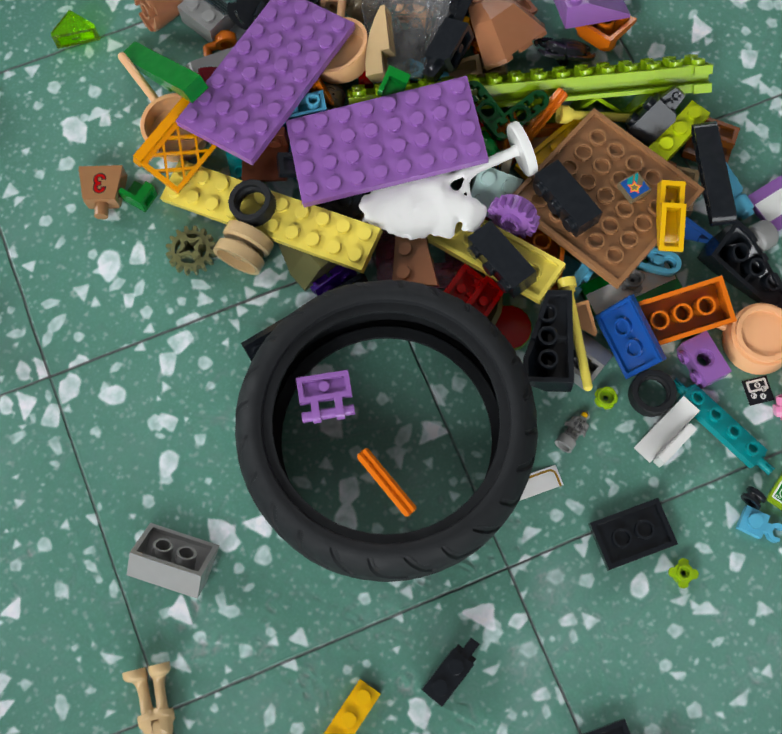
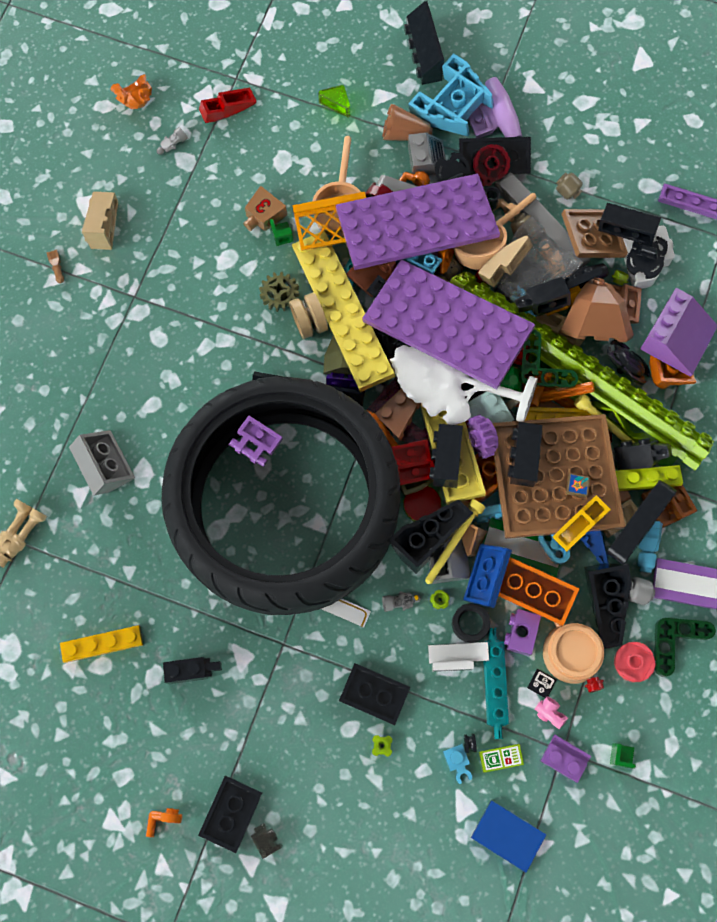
camera: 45 degrees right, 0 degrees up
(166, 72) = (361, 169): green slope -> none
(244, 189) = (339, 304): black tyre -> none
(386, 482) = (241, 521): orange axle -> none
(393, 82) = (486, 290): green panel -> none
(638, 278) = (526, 548): light grey plate -> none

